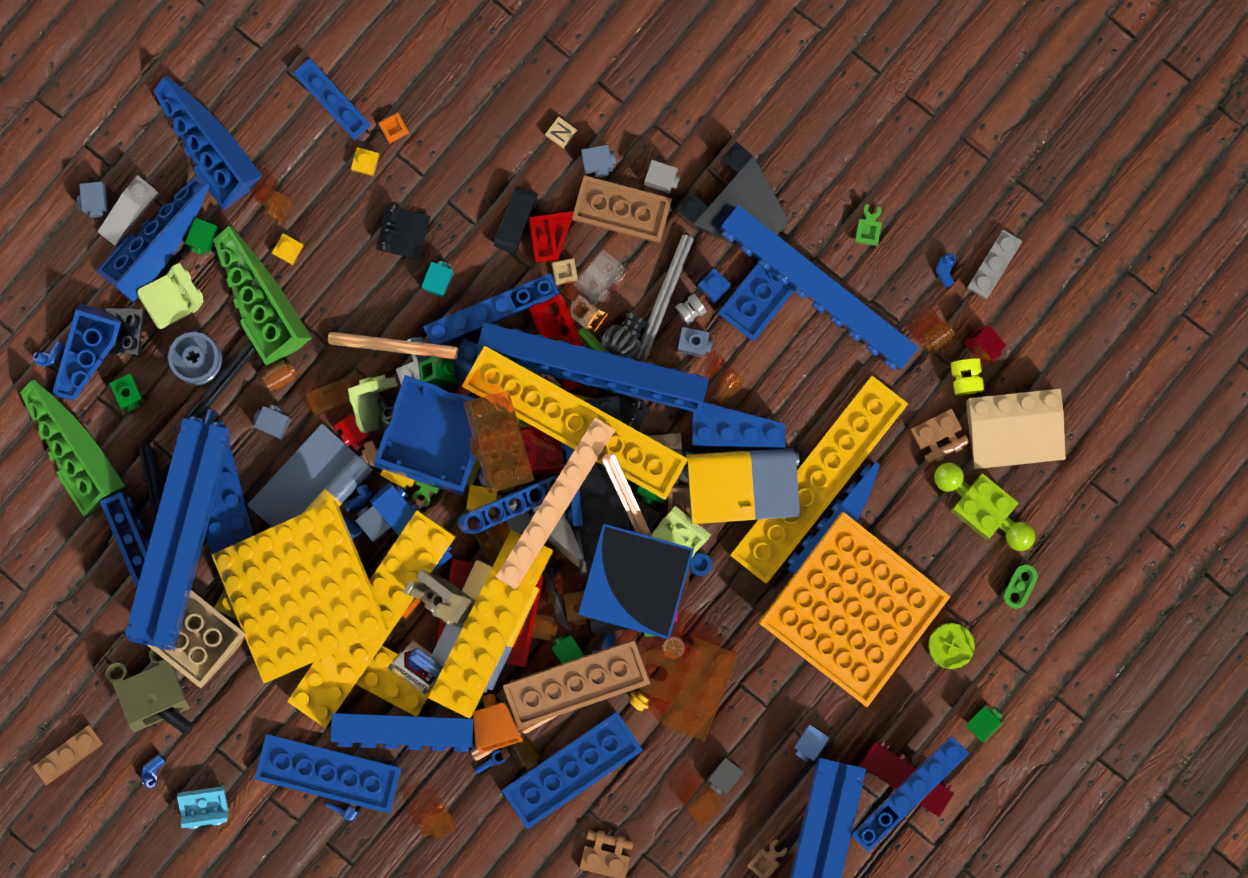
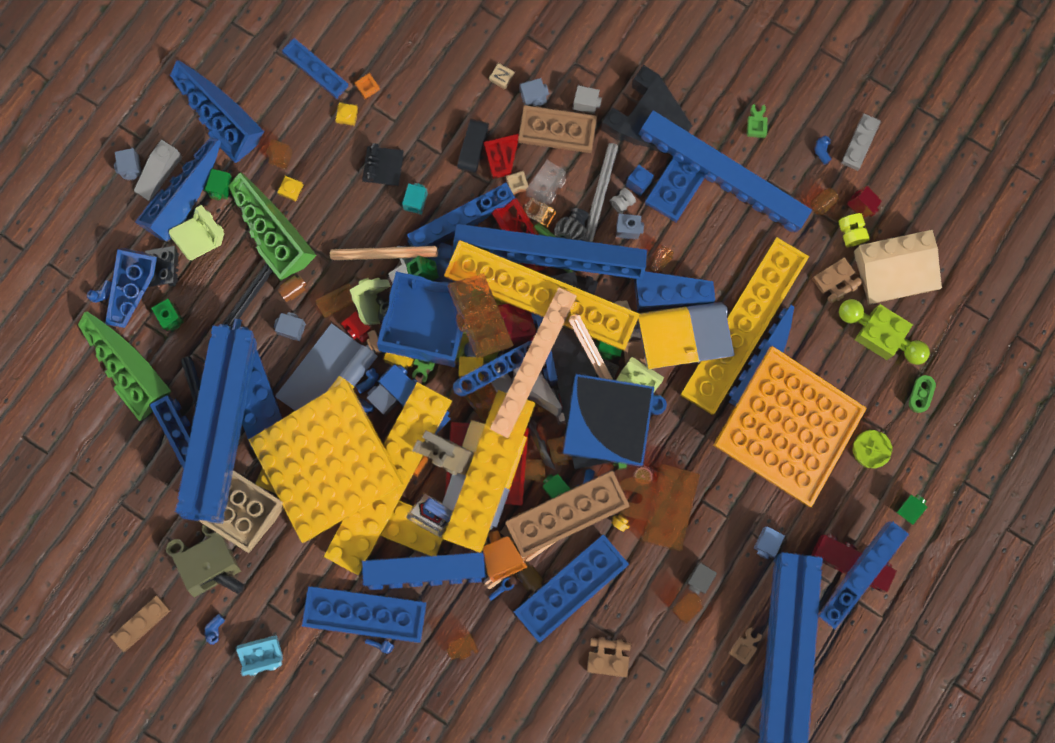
camera: 10 degrees left, 5 degrees down
(182, 355) = (211, 283): sand blue wheel -> none

